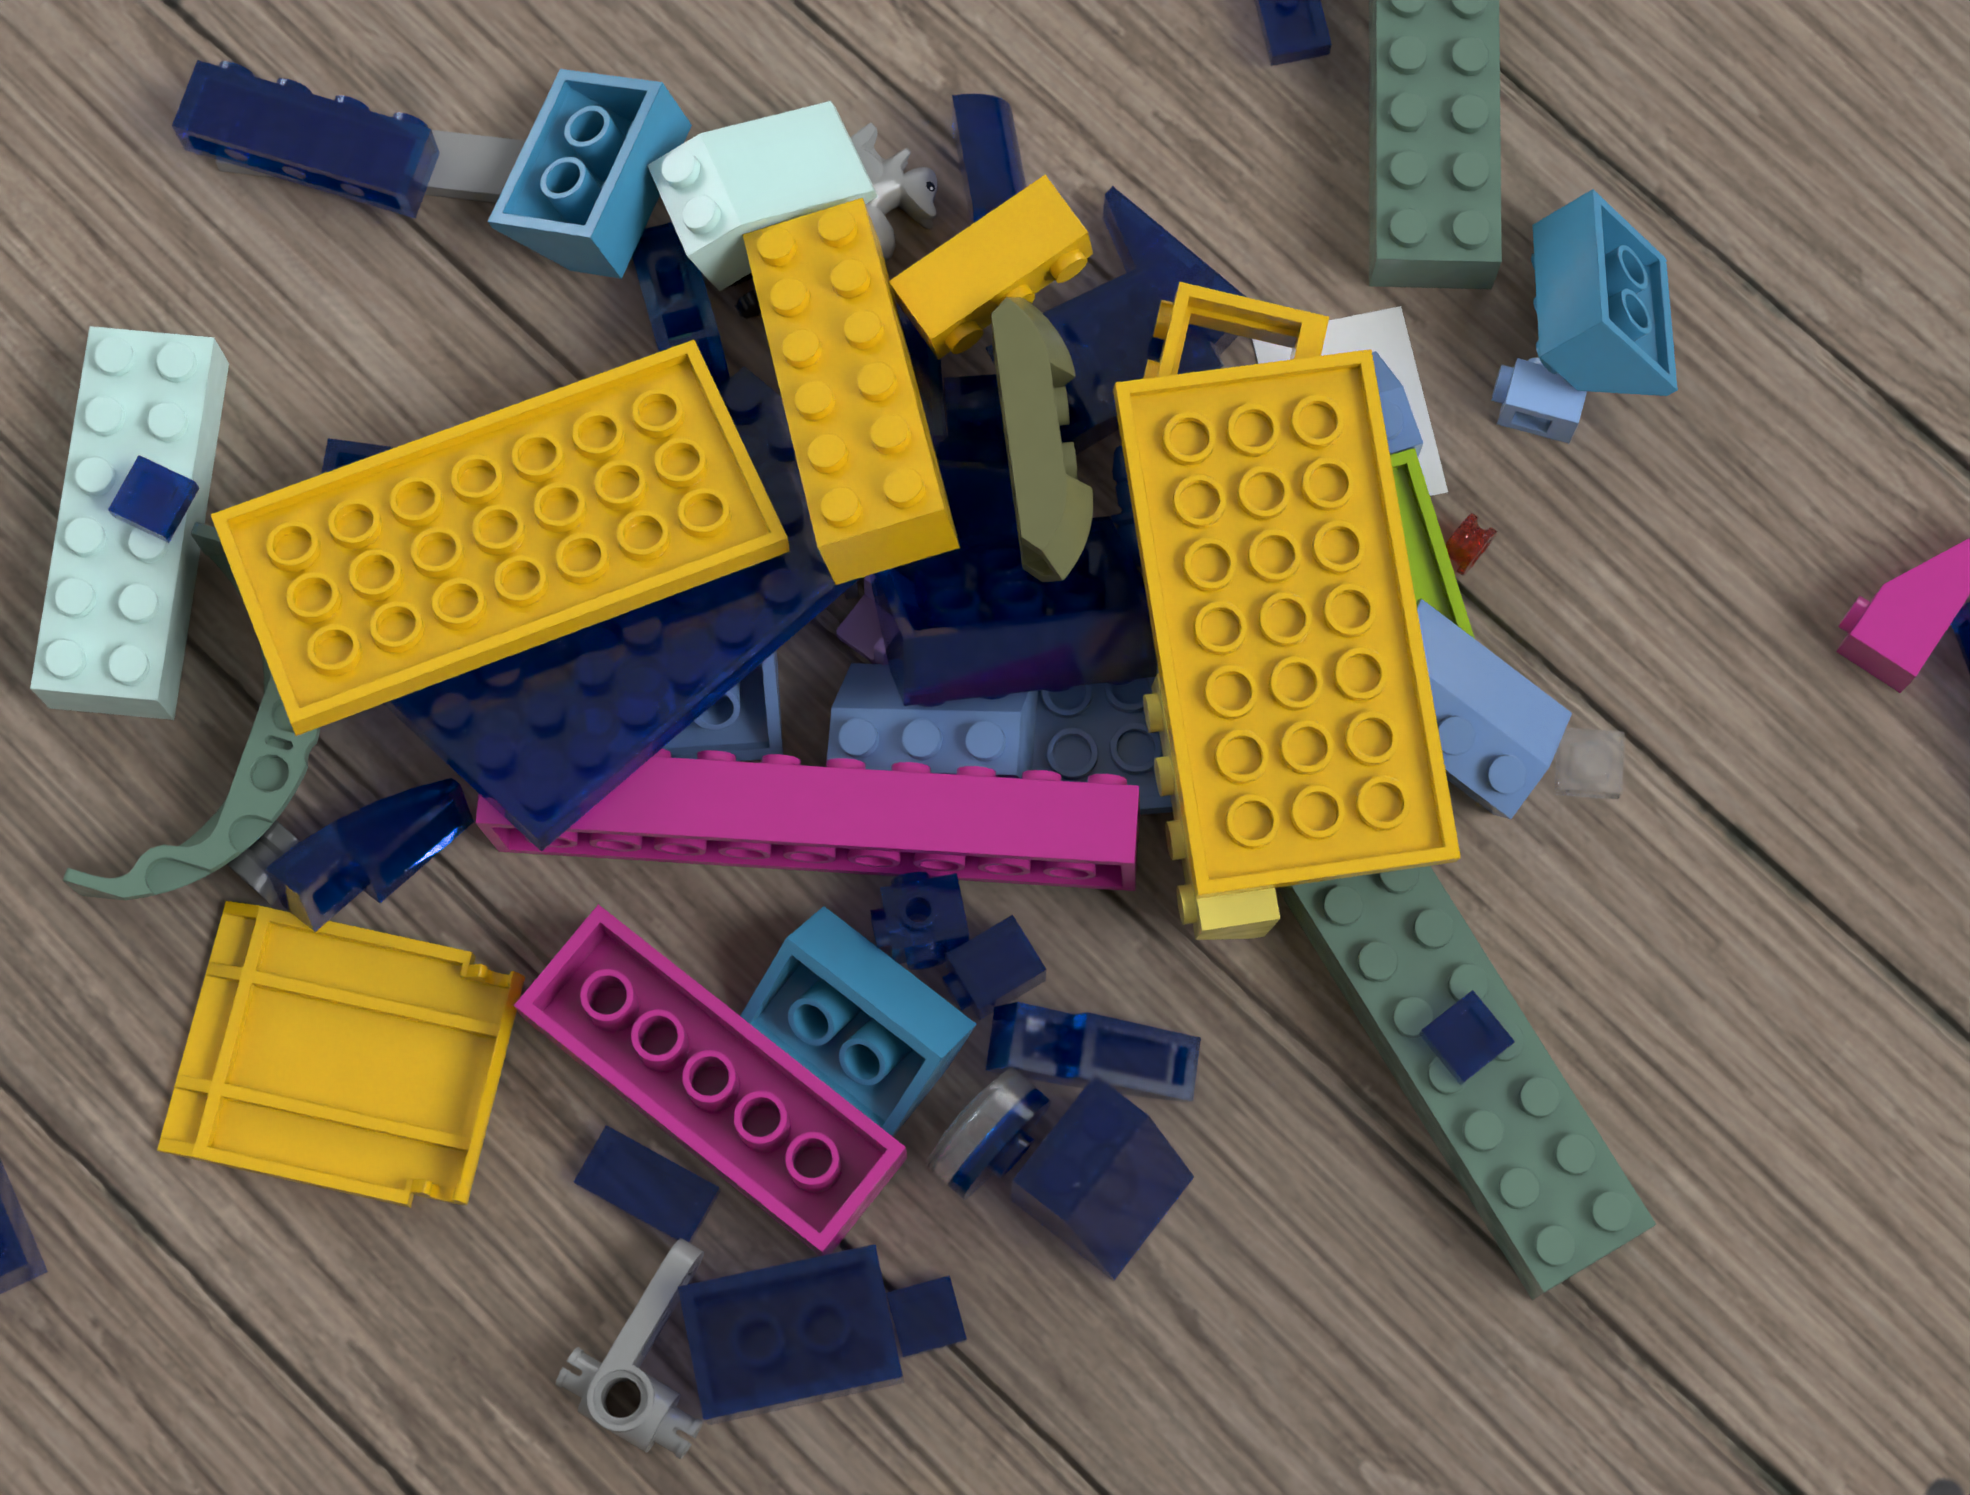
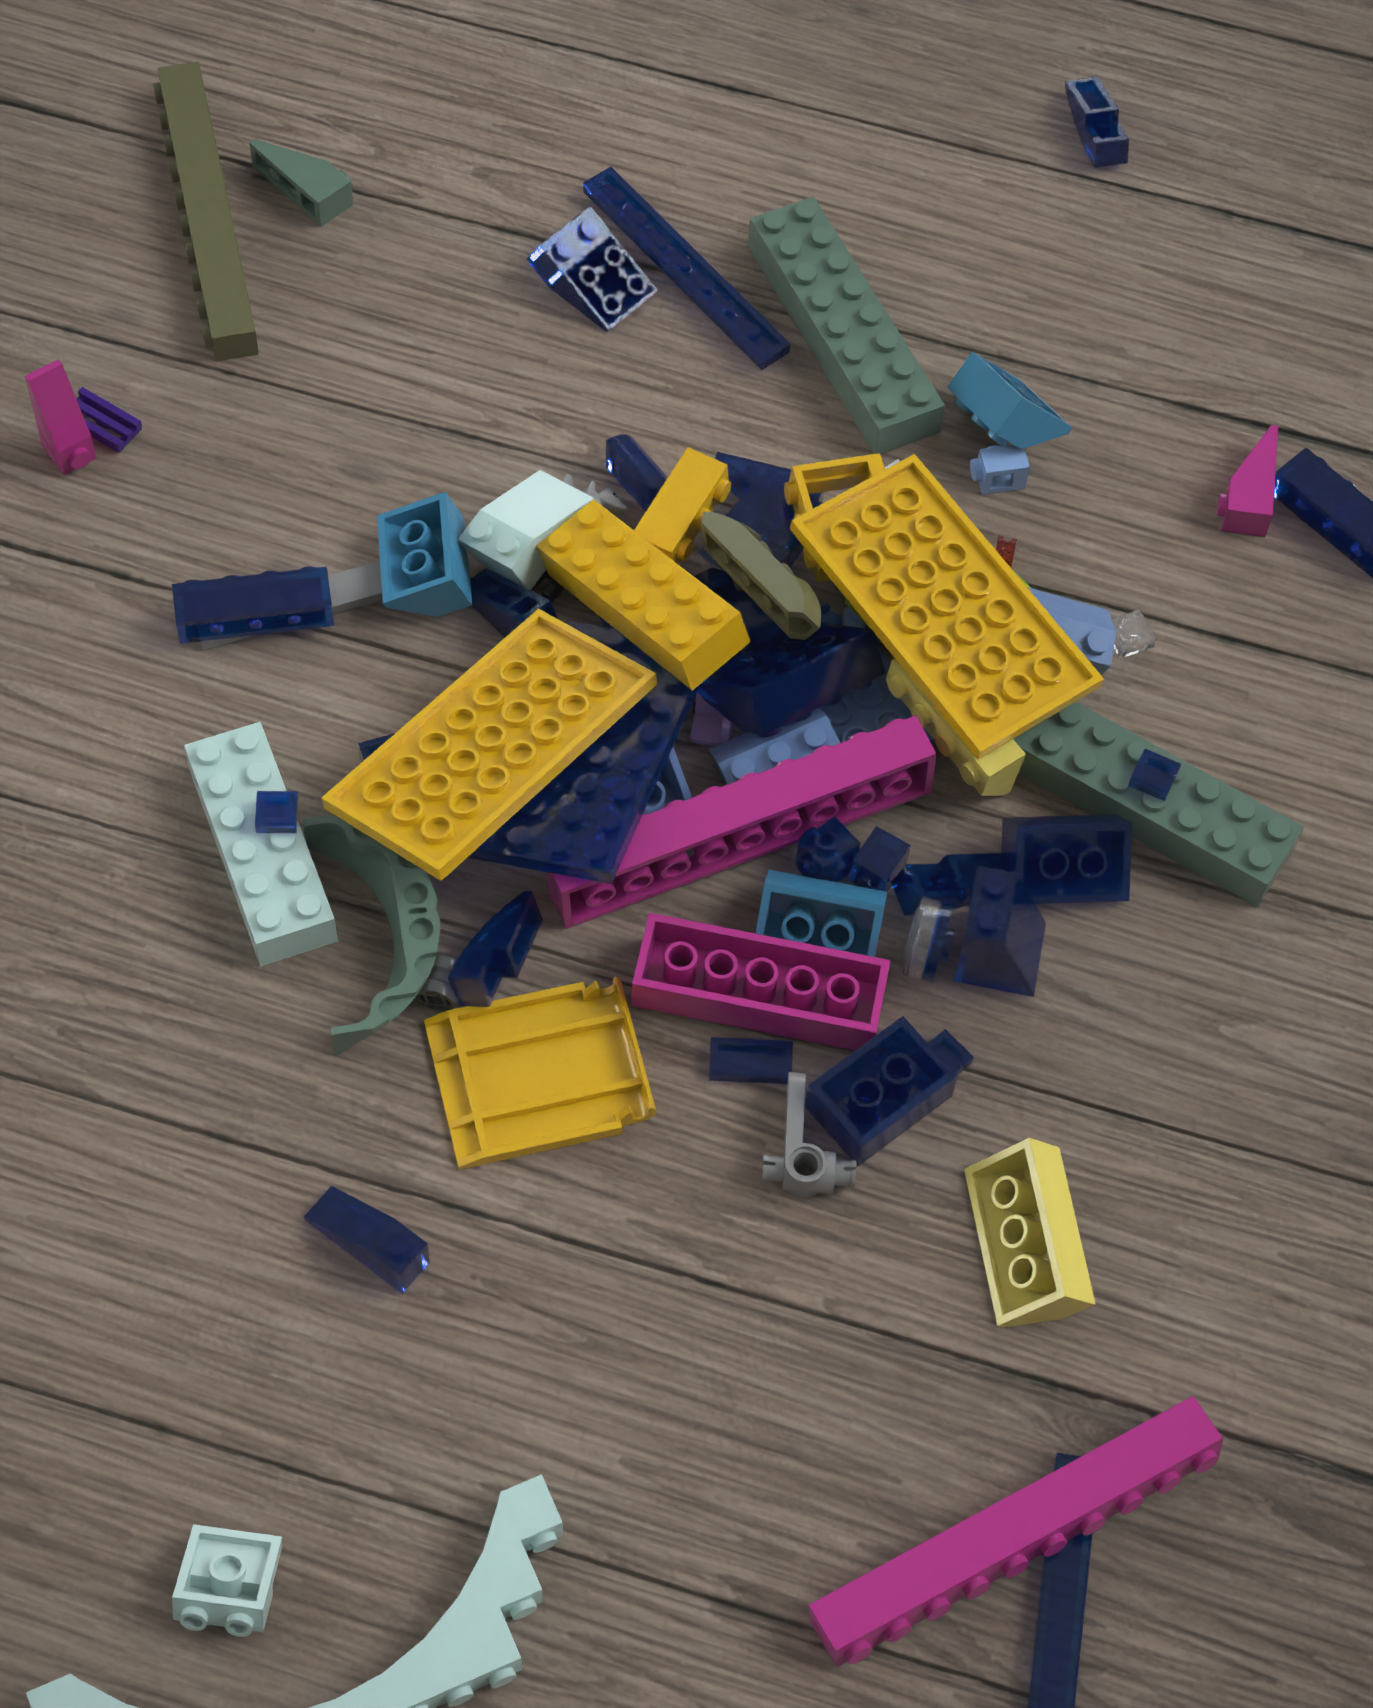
camera: 30 degrees left, 15 degrees down
(1274, 1096) = (1070, 857): none -> clear blue slope

